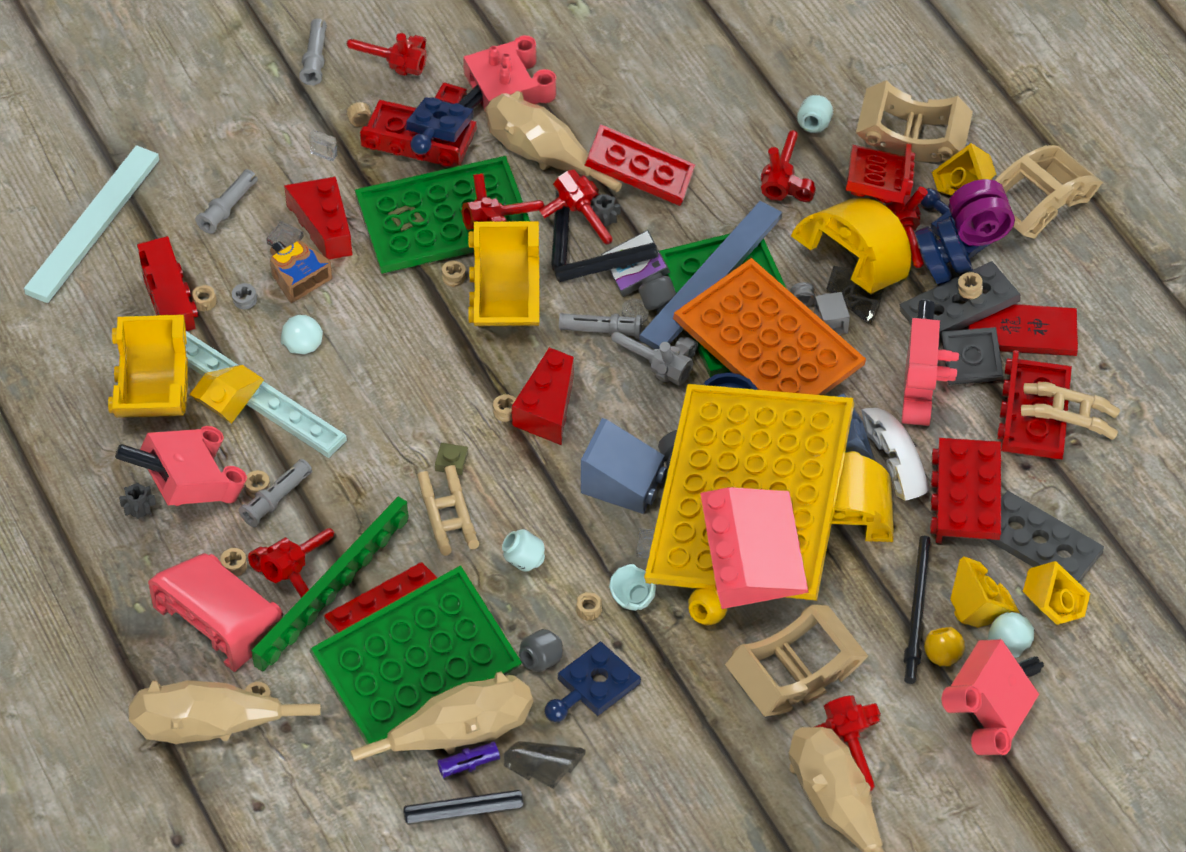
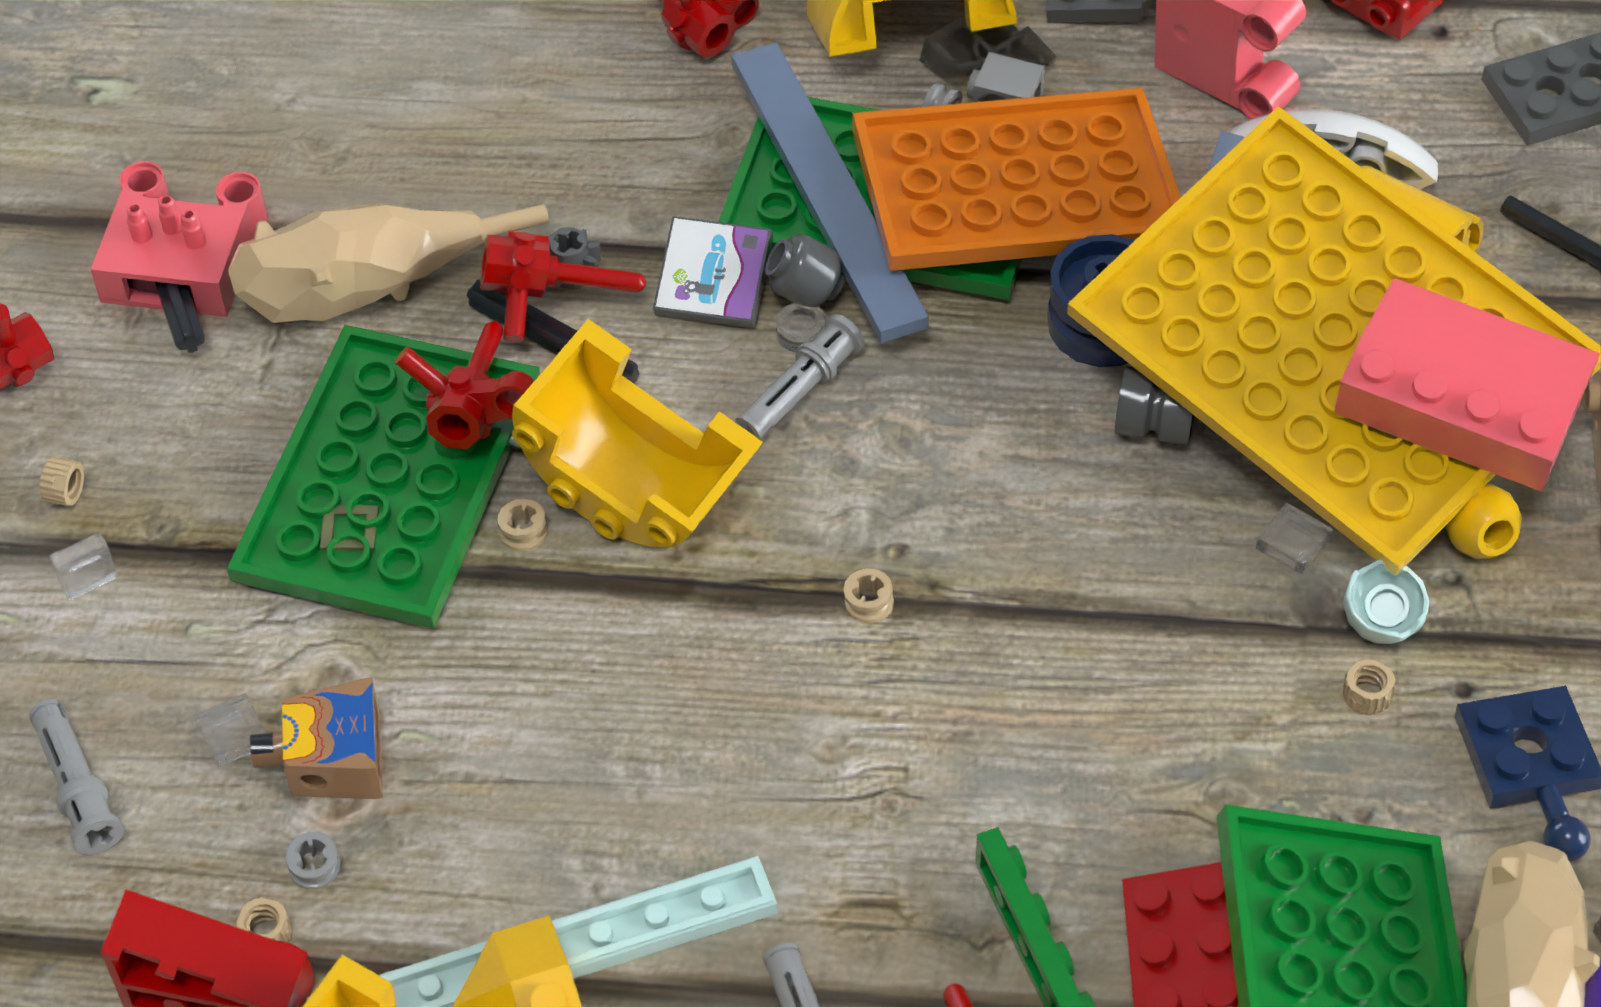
camera: 55 degrees left, 0 degrees up
(301, 334) = (477, 813): light aqua hair -> none
(322, 214) = (245, 640): red wedge -> none
(388, 133) = (182, 421): red bracket -> none
(436, 120) = (200, 368): dark blue plate -> none
(451, 93) = (136, 342): red tile -> none
(451, 455) = (921, 726): olive plate -> none
(455, 499) = (1019, 761): tan piece -> none
(523, 550) = (1209, 712): light aqua head -> none
(540, 650) = (1432, 795): dark grey head -> none
(545, 397) = (906, 520): red wedge -> none
(606, 262) = (687, 304): black axle -> none
(621, 468) = (1130, 497): sand blue slope -> none
(640, 165) = (523, 164): tile -> none
(668, 361) = (957, 329): light grey piece -> none
(966, 489) = (1463, 107): red bracket -> none

